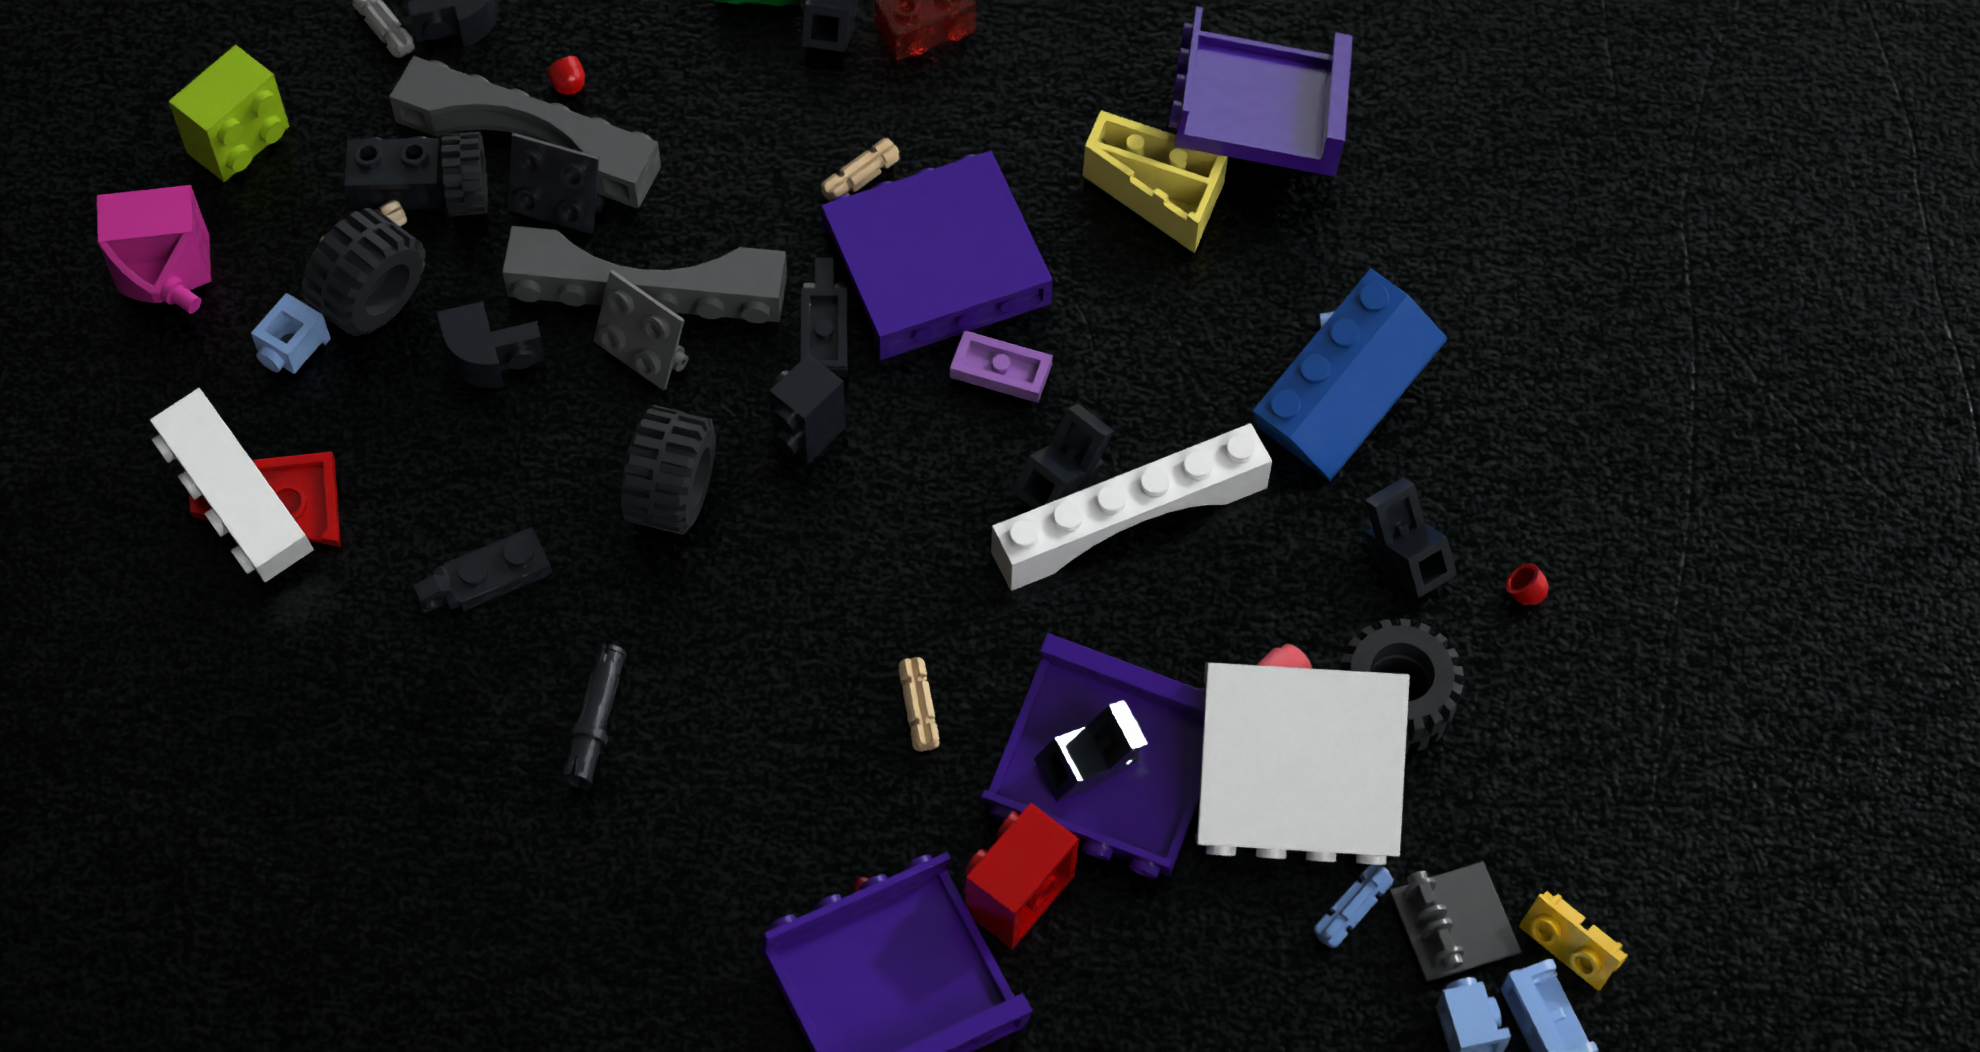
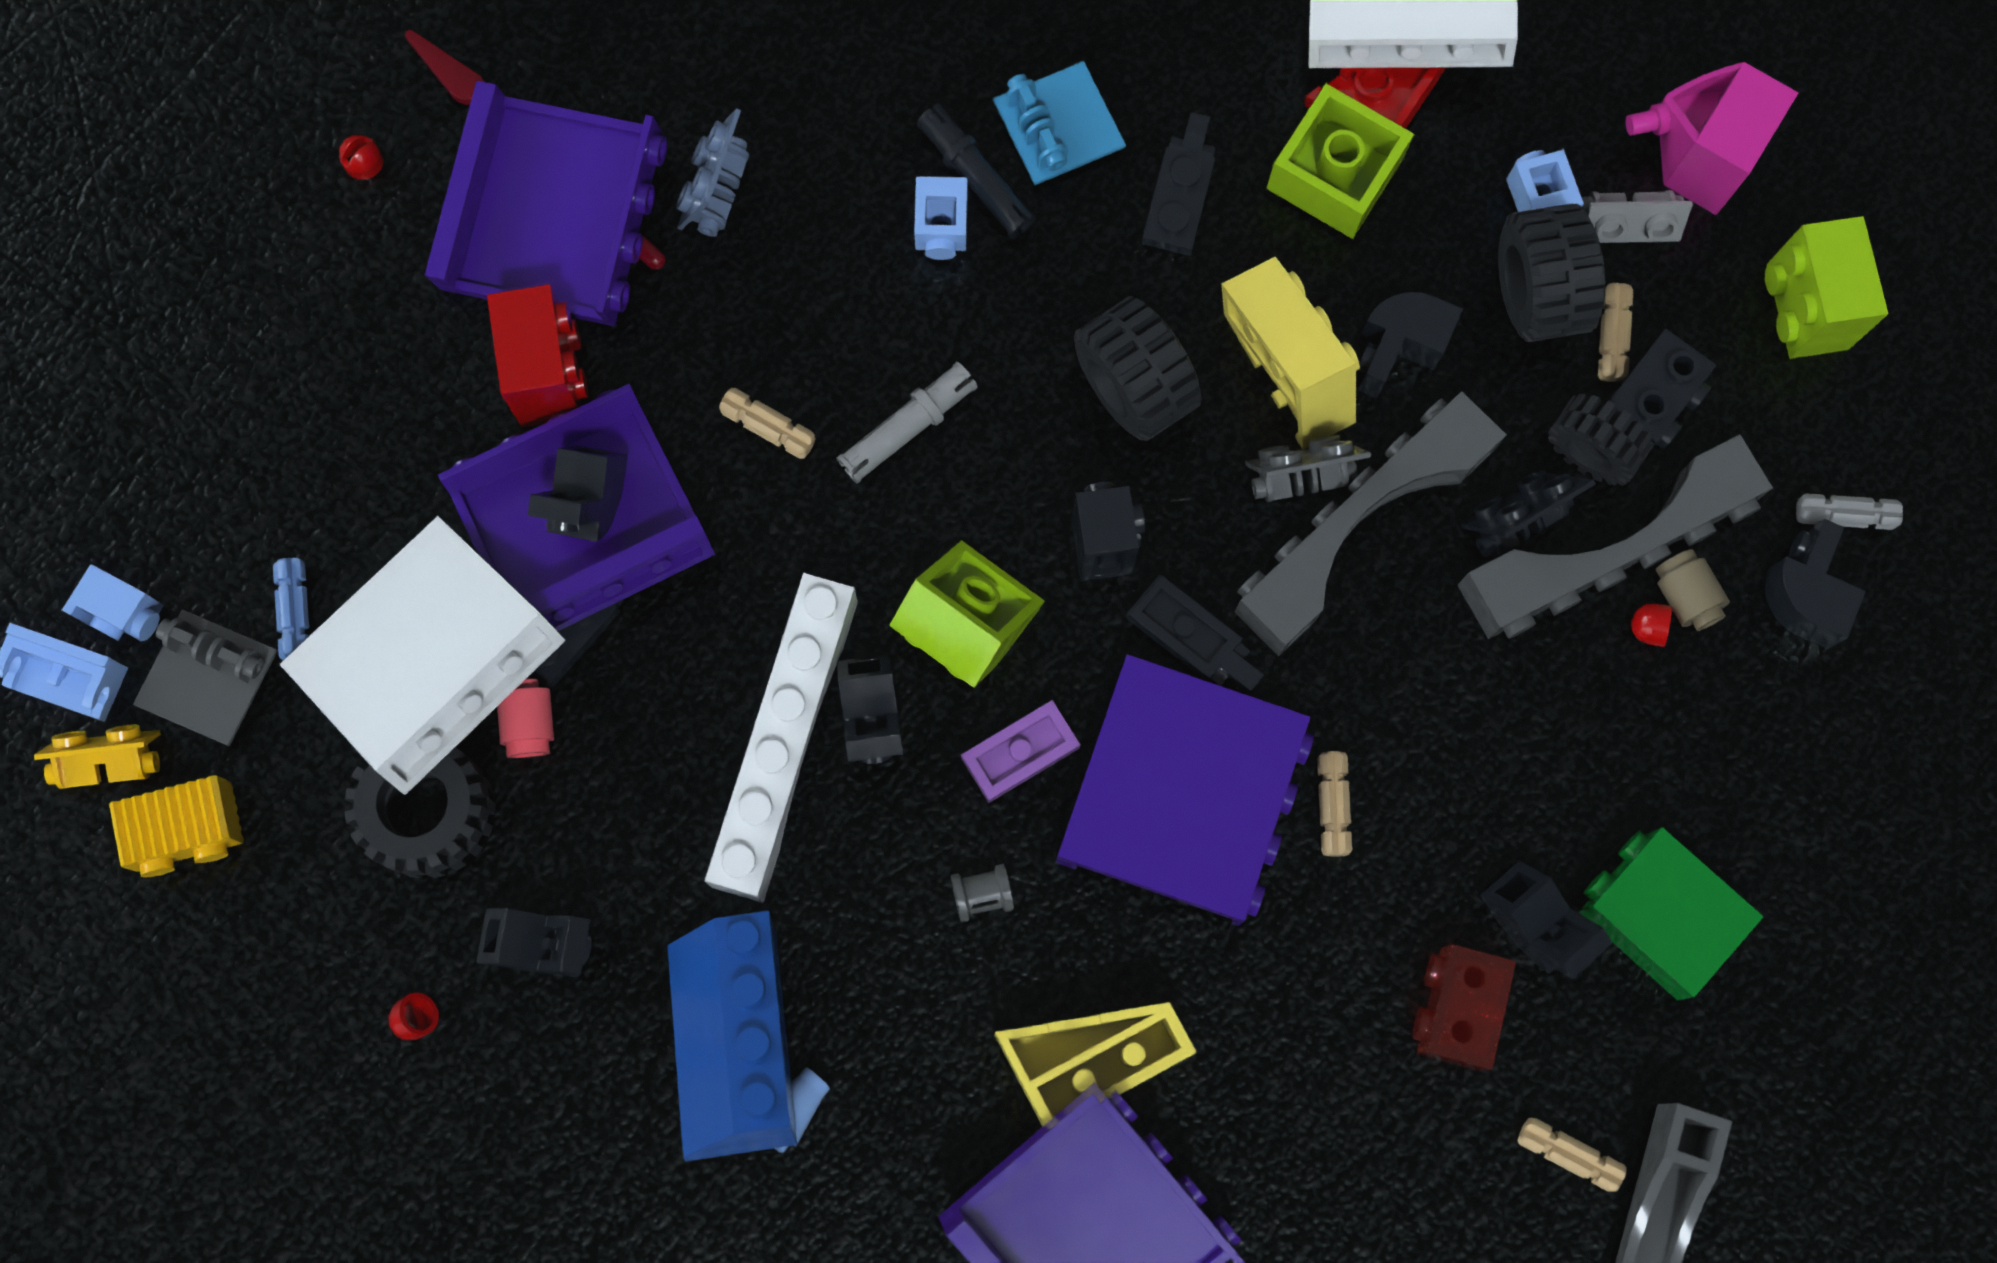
camera: 130 degrees right, 15 degrees up
(247, 261) = (1646, 219): none -> light grey hinge
(380, 470) = (1339, 160): none -> lime brick
(502, 693) = (1058, 122): none -> dark azure hinge
(525, 64) = (1692, 590): none -> dark tan brick
(556, 401) = (1294, 347): none -> light yellow wedge
(652, 690) = (938, 201): none -> light blue brick
(764, 881) = (720, 167): none -> sand blue hinge
(829, 609) = (924, 409): none -> light grey pin
(937, 464) = (965, 613): none -> lime slope
(1114, 319) = (982, 892): none -> dark grey bush
(1566, 837) = (175, 825): none -> yellow brick

